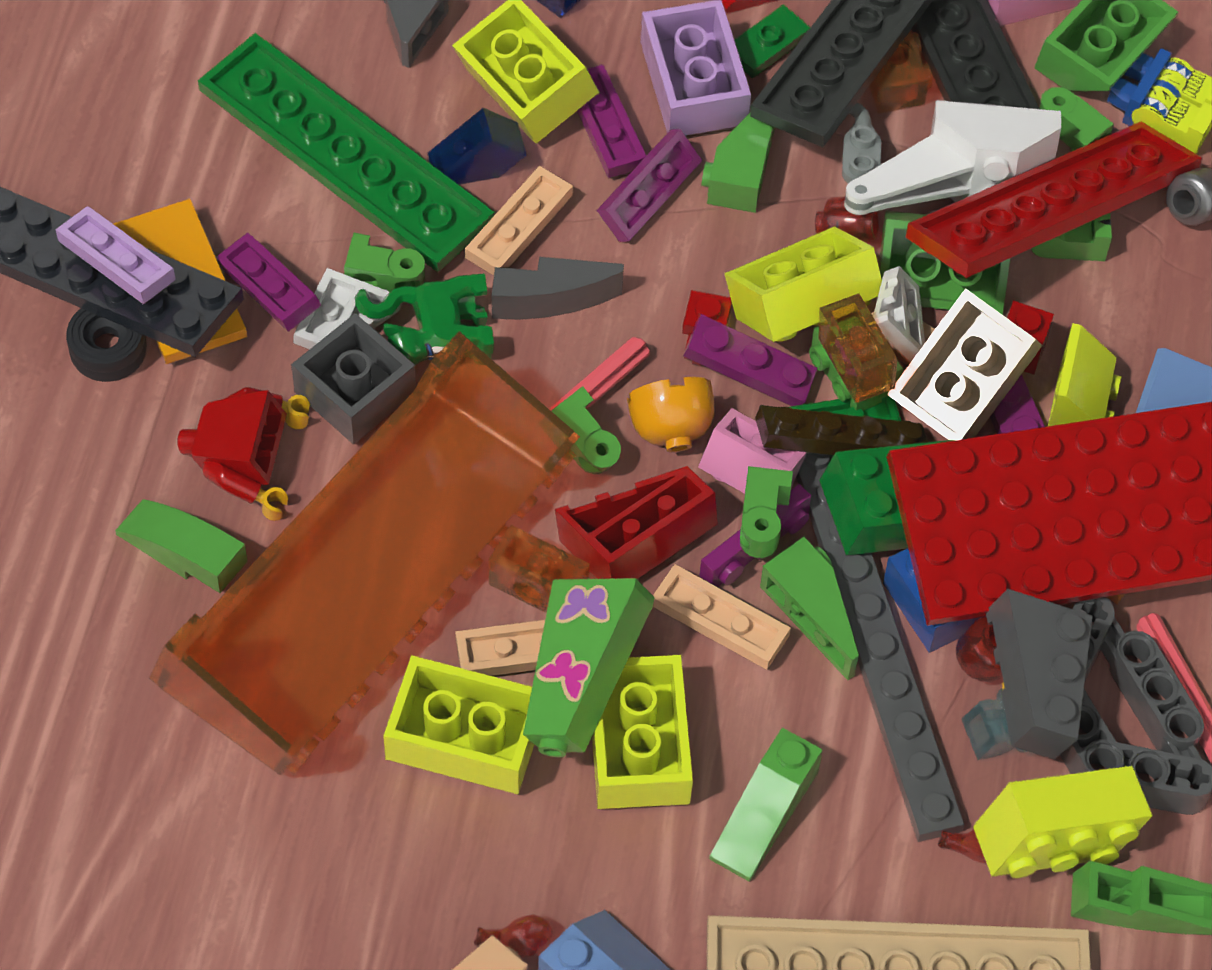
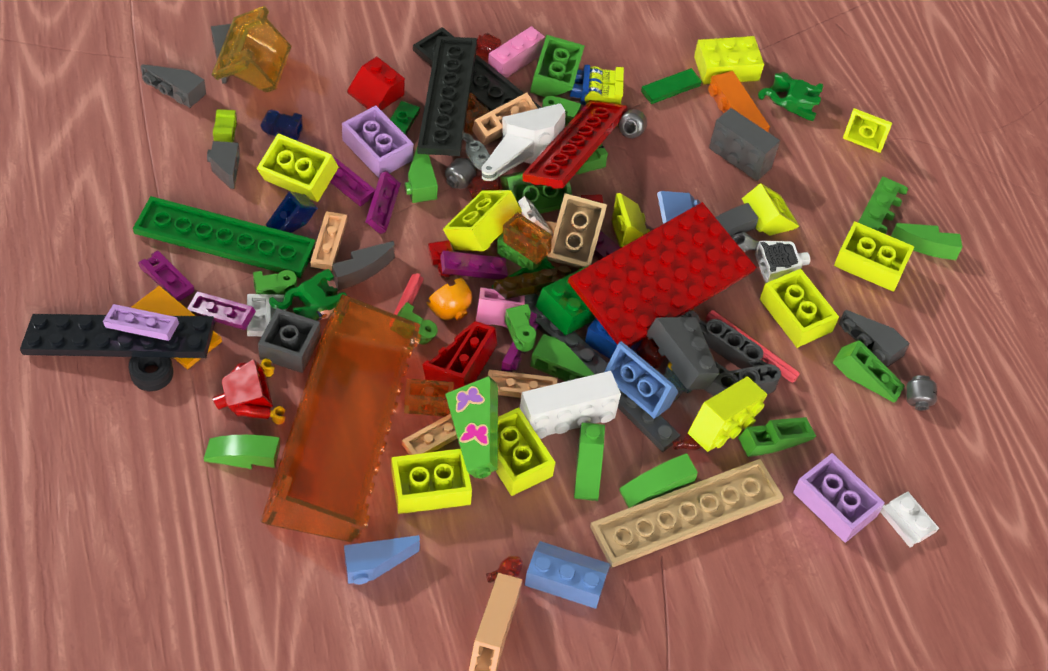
camera: 30 degrees left, 5 degrees down
(213, 188) = (166, 276): none -> magenta plate
(303, 821) = (372, 559): none -> medium blue slope
(779, 685) = (570, 403): none -> white brick
(815, 179) = (460, 173): none -> flat silver head
(875, 893) = (659, 481): none -> bright green slope
(913, 105) = (489, 126): none -> light nougat slope
(931, 695) = (641, 381): none -> medium blue slope

